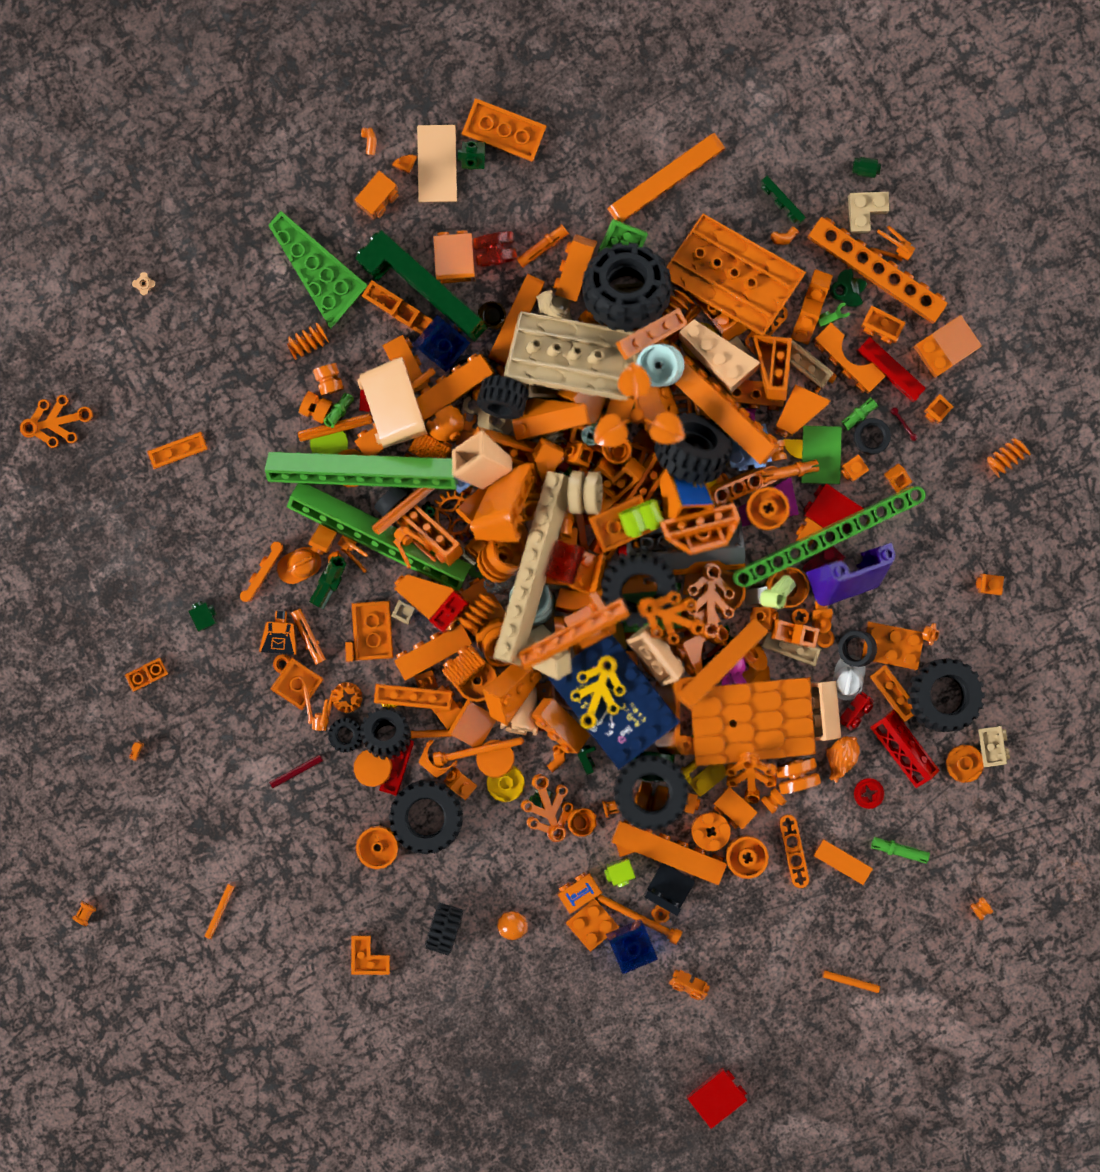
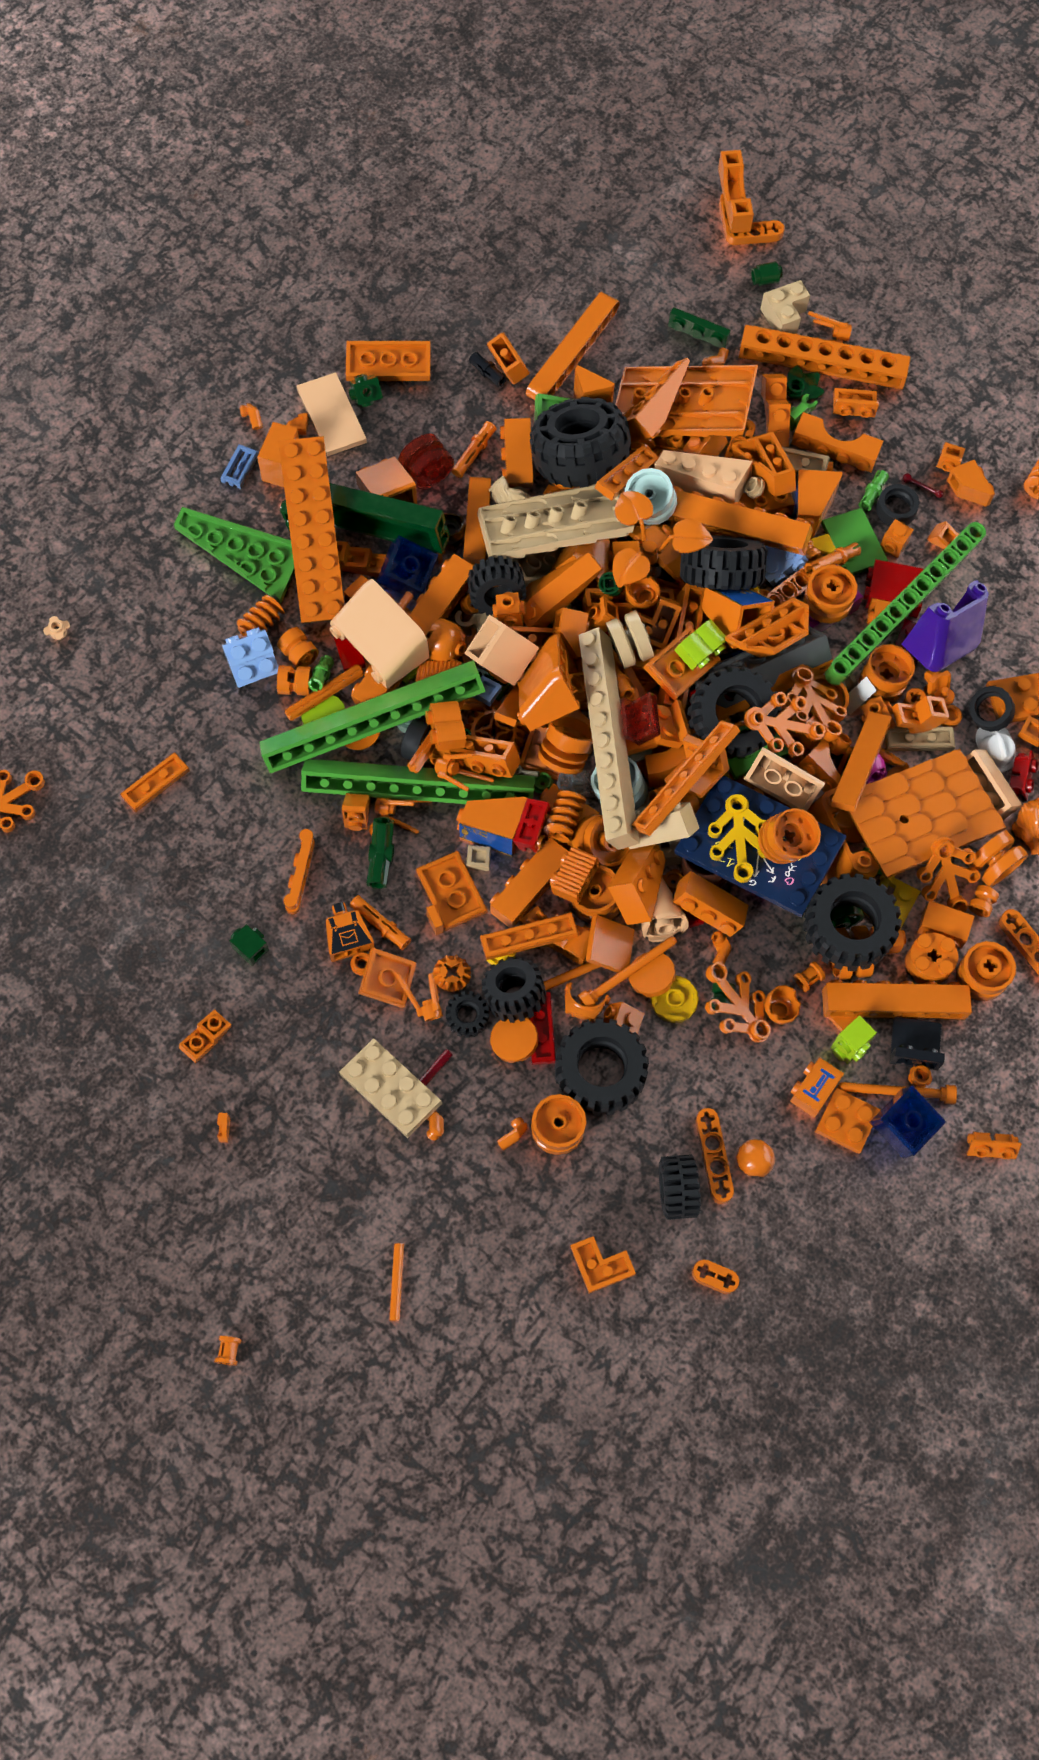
camera: 25 degrees left, 20 degrees down
(267, 769) = (390, 1088): none -> tan plate
(287, 374) = (250, 657): none -> light blue plate
(291, 807) = (436, 1126): none -> orange arm
(298, 565) = (339, 853): orange piece -> none
(339, 189) = (247, 469): none -> medium blue tile
(344, 840) = (514, 1135): none -> orange arm
(372, 290) = (311, 528): none -> orange brick
(414, 507) = (446, 725): none -> orange brick
(449, 994) = (713, 1282): none -> orange beam
(481, 911) = (714, 1155): none -> orange beam
(509, 427) = (509, 609): none -> orange brick
(585, 171) = (487, 369): none -> black pin
(587, 763) = (755, 938): dark green bracket -> none
(605, 171) = (508, 358): none -> orange brick
(631, 722) = (800, 831): none -> orange wheel
(659, 235) = (592, 385): none -> orange slope
(697, 280) = (652, 412): none -> orange wedge
(754, 383) = (754, 487): none -> tan plate
(777, 595) = (884, 671): yellowish green piece -> none
(869, 110) = (746, 237): none -> orange beam
(872, 77) = (737, 206): none -> orange arch
(893, 371) = (893, 443): red fence -> none
(942, 438) = (970, 483): none -> orange slope
(947, 346) = (926, 402): orange slope -> none

